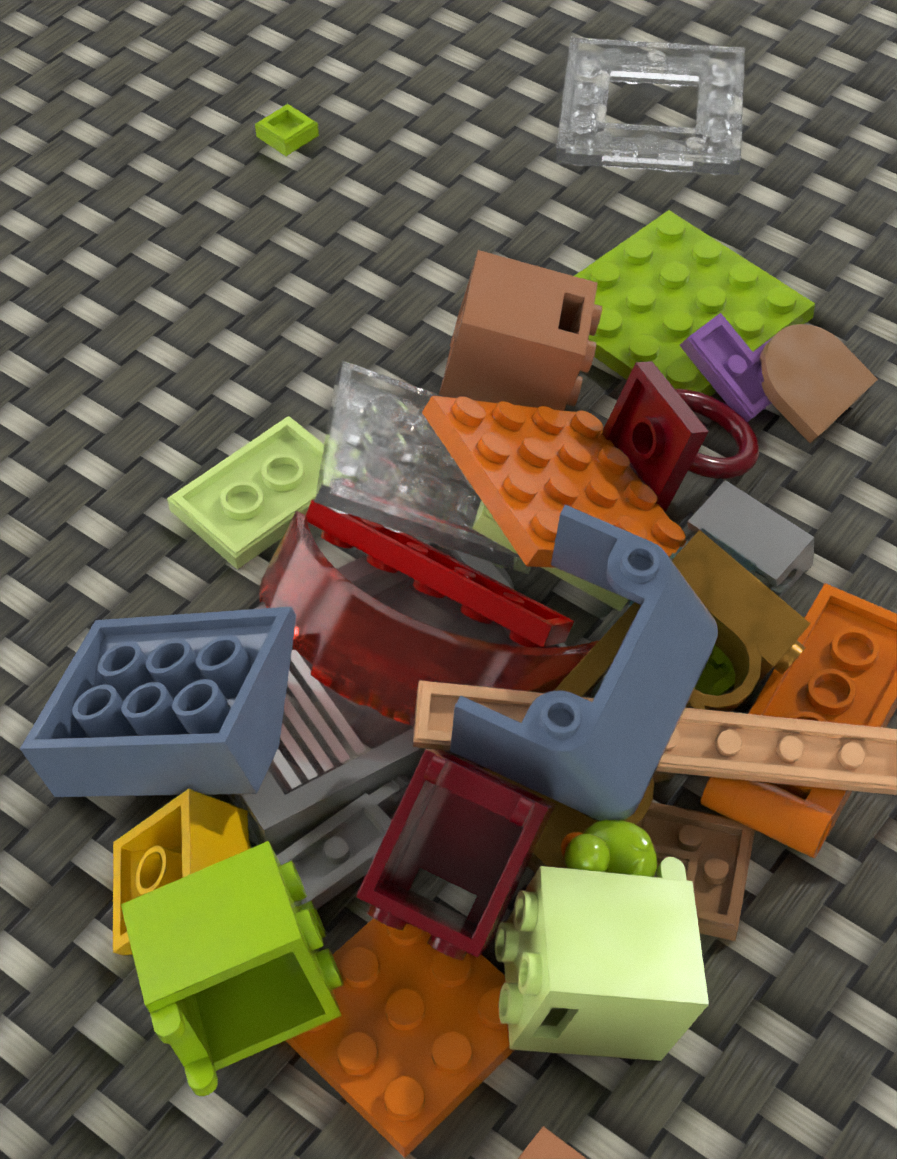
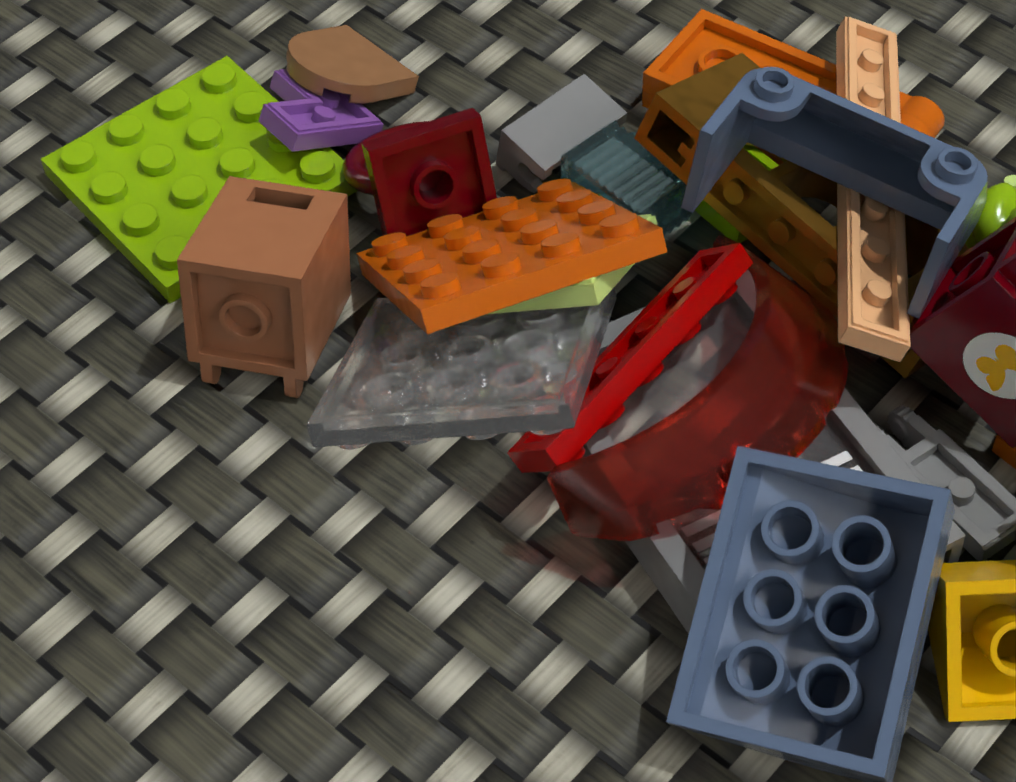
camera: 85 degrees left, 0 degrees up
(253, 493) = (426, 579): yellowish green tile -> none

